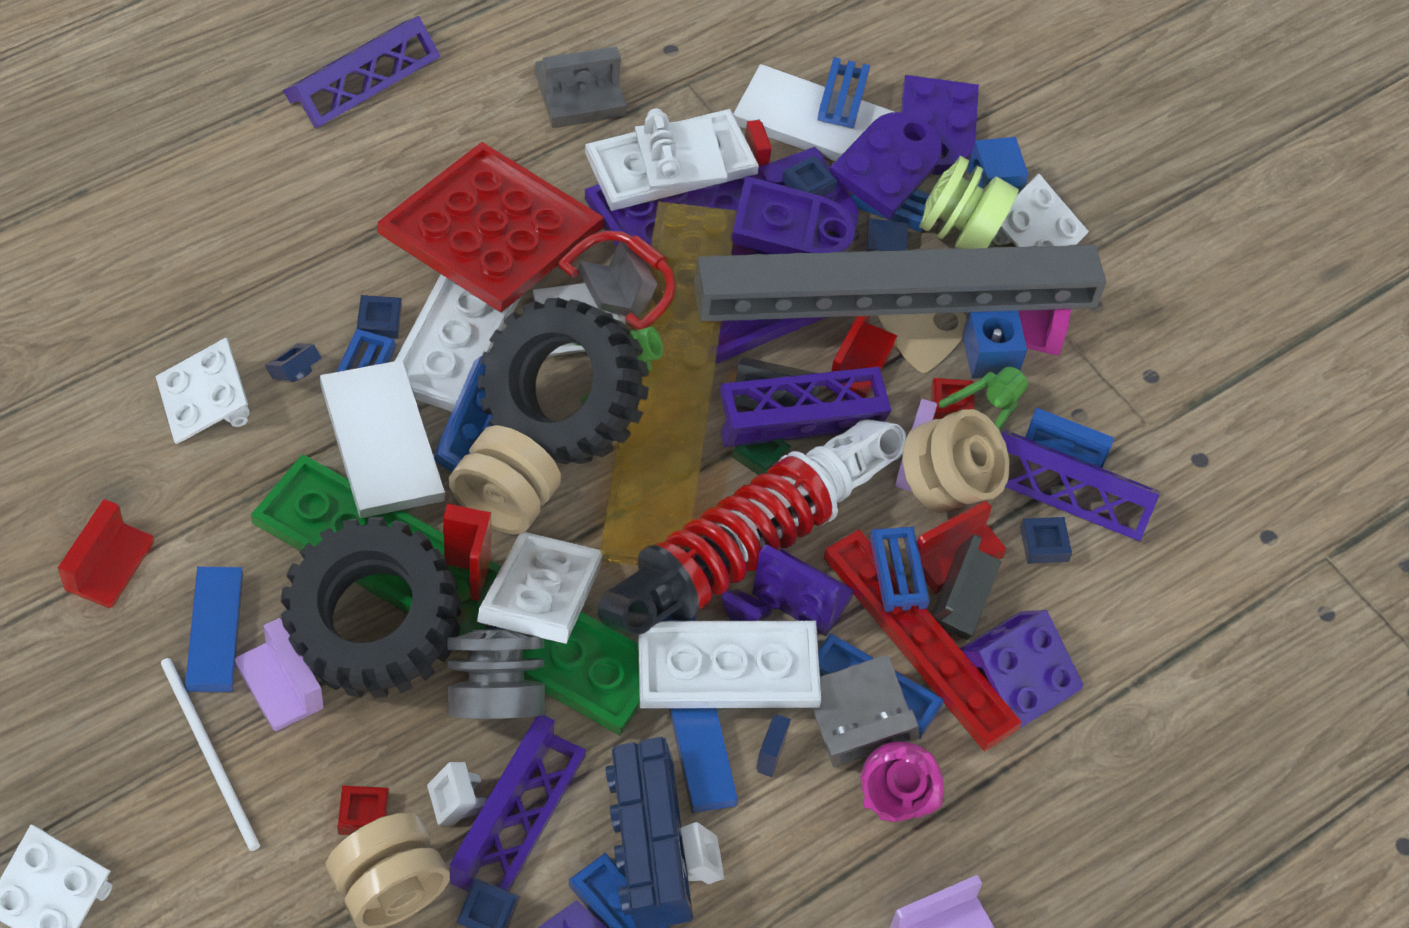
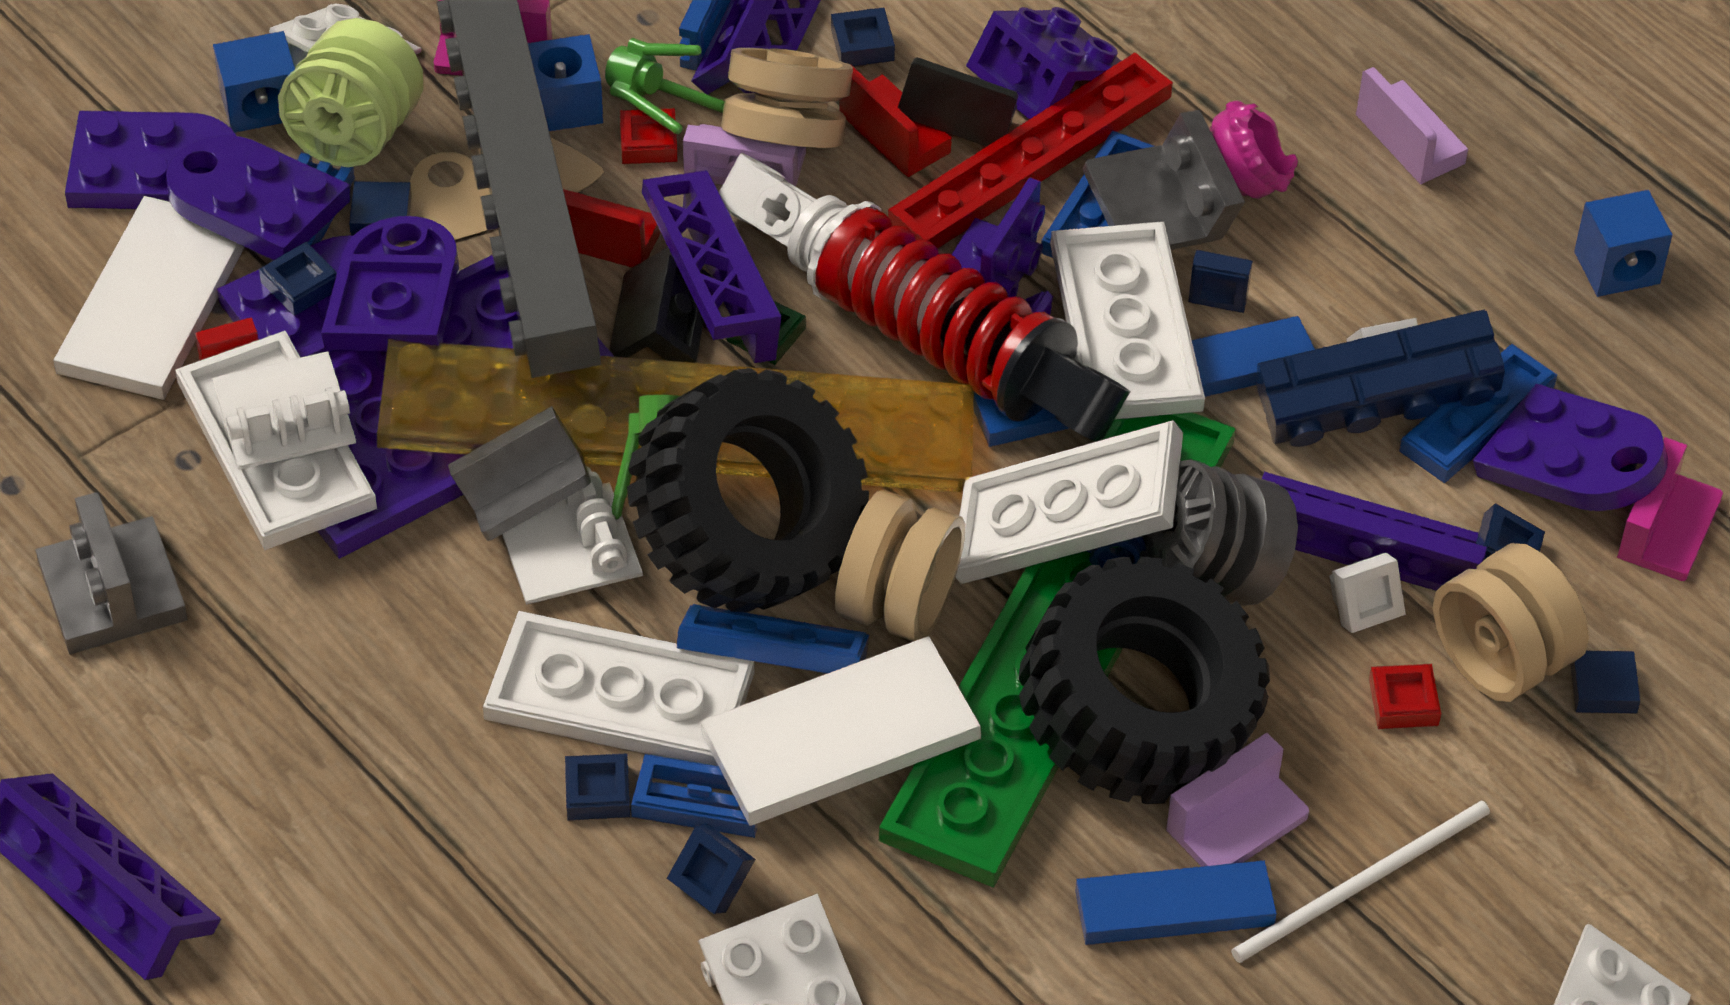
camera: 90 degrees left, 5 degrees down
(468, 543) = (1045, 557): red panel -> none
(490, 226) = (423, 651): red plate -> none
(641, 249) = (488, 430): red piece -> none
(848, 71) = (119, 245): blue tile -> none
(903, 598) = (950, 168): blue tile -> none

